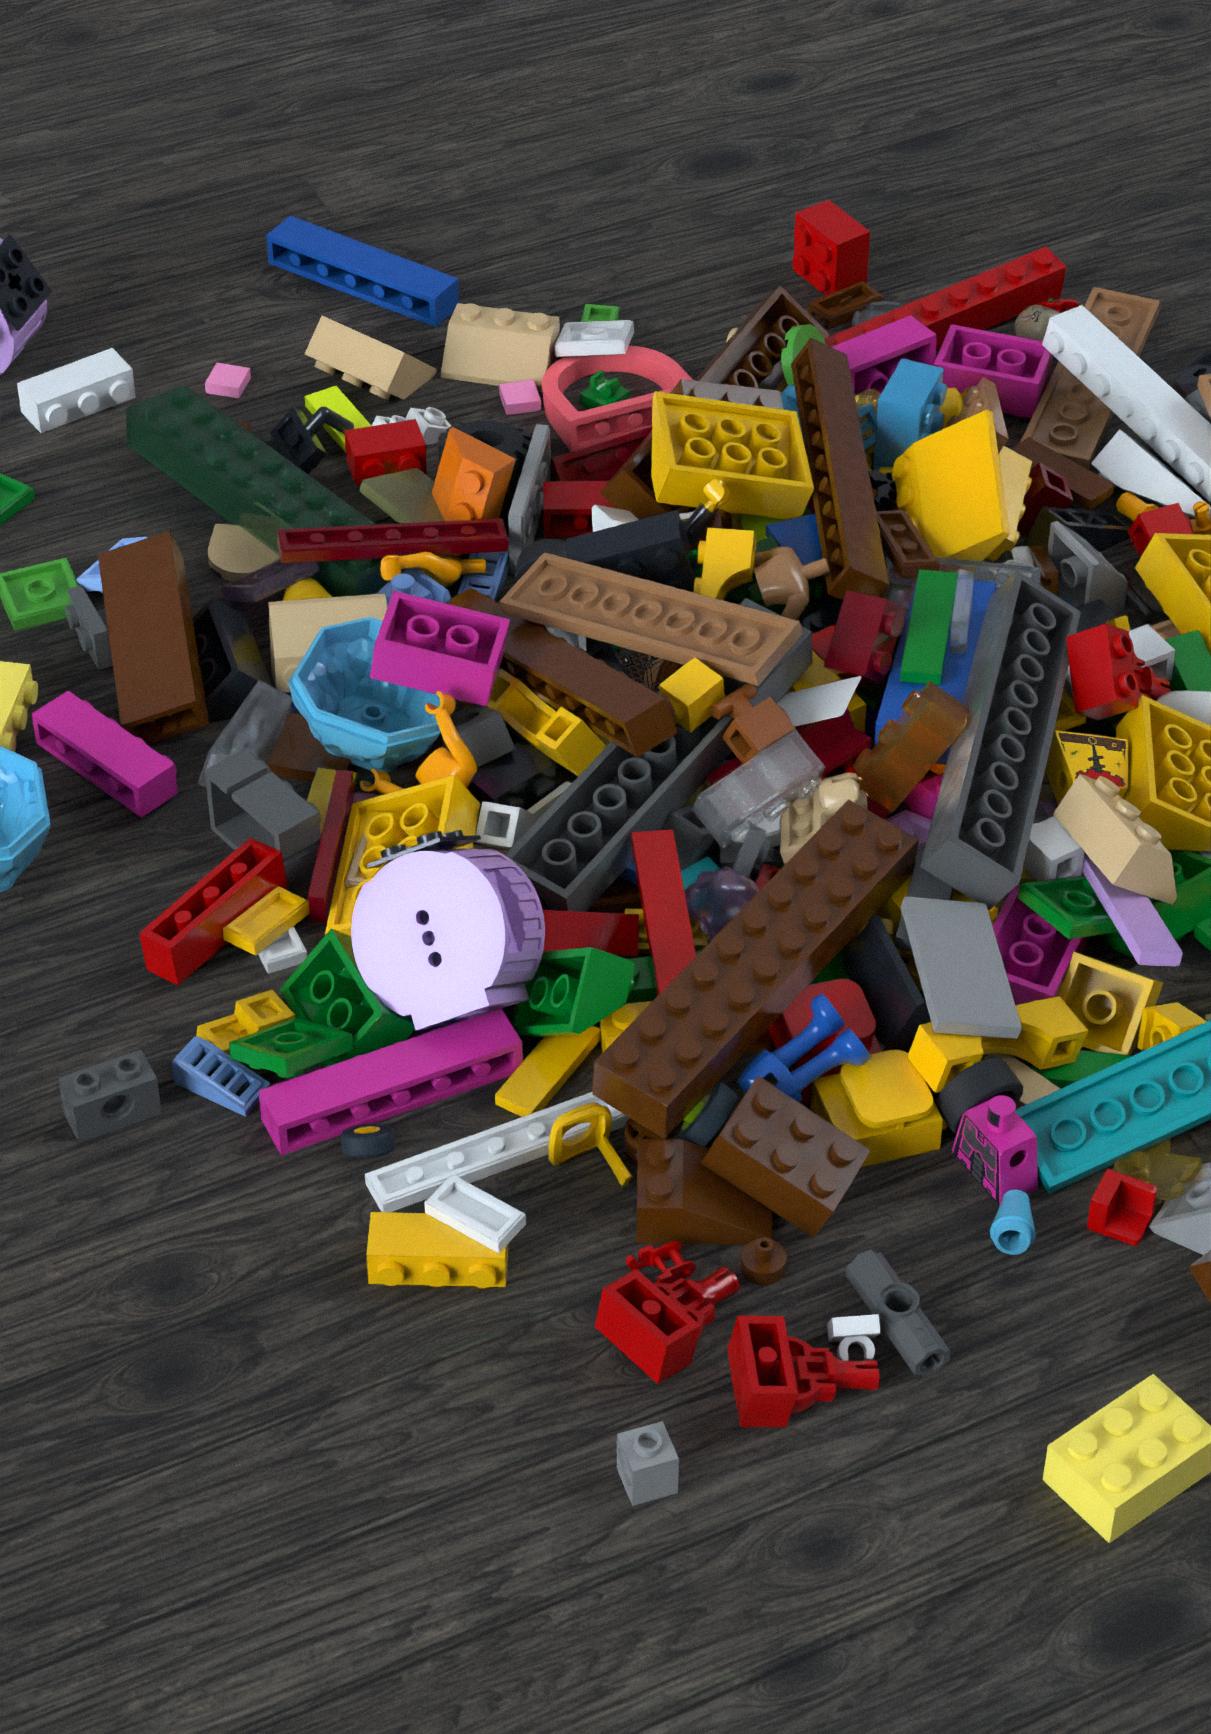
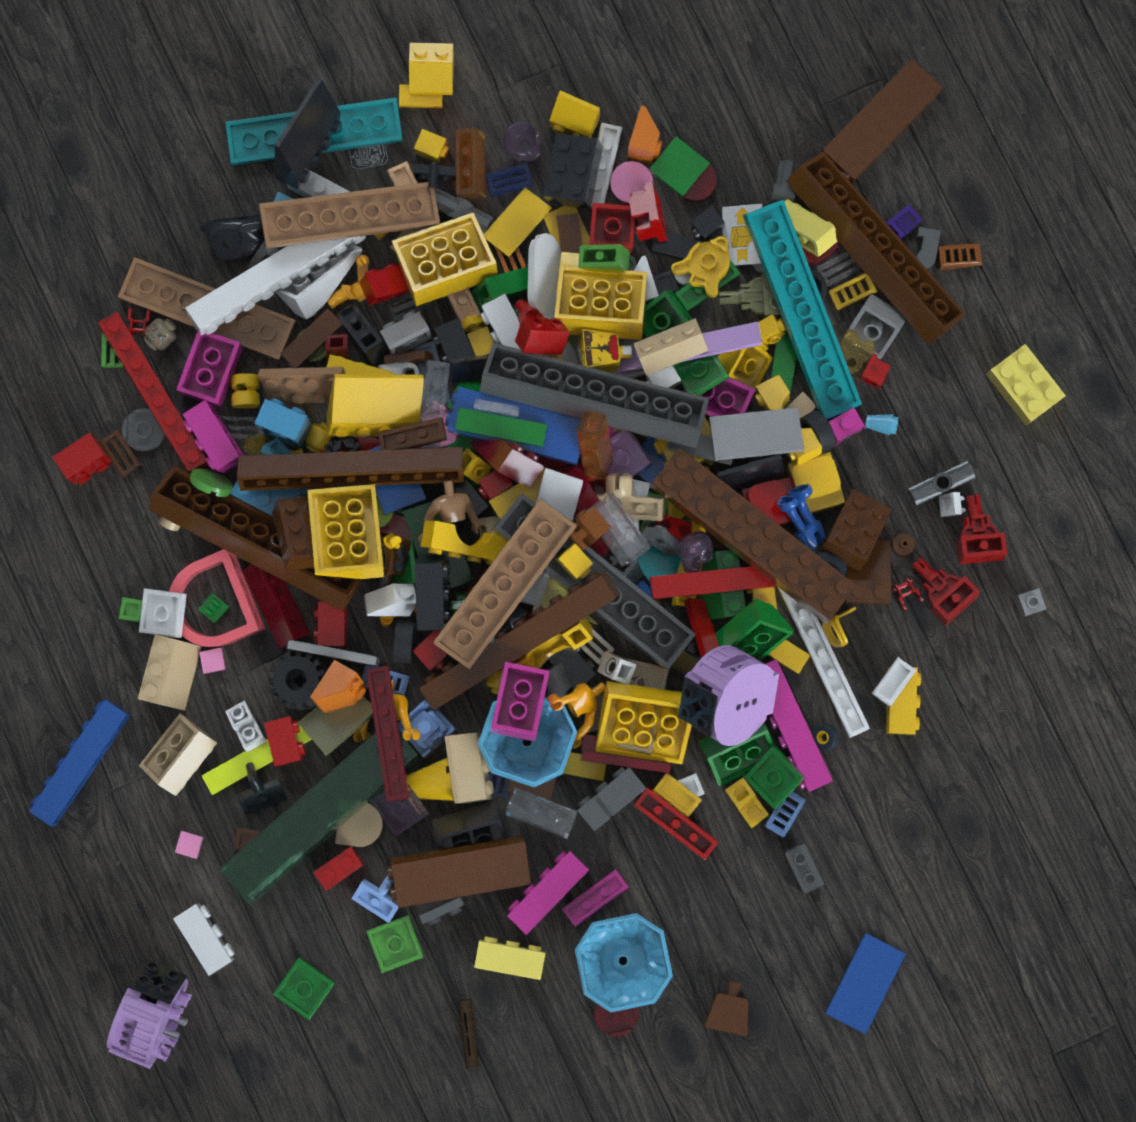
camera: 90 degrees left, 40 degrees up
(90, 828) = (595, 898): none -> dark pink tile
(168, 508) = (339, 868): none -> red brick

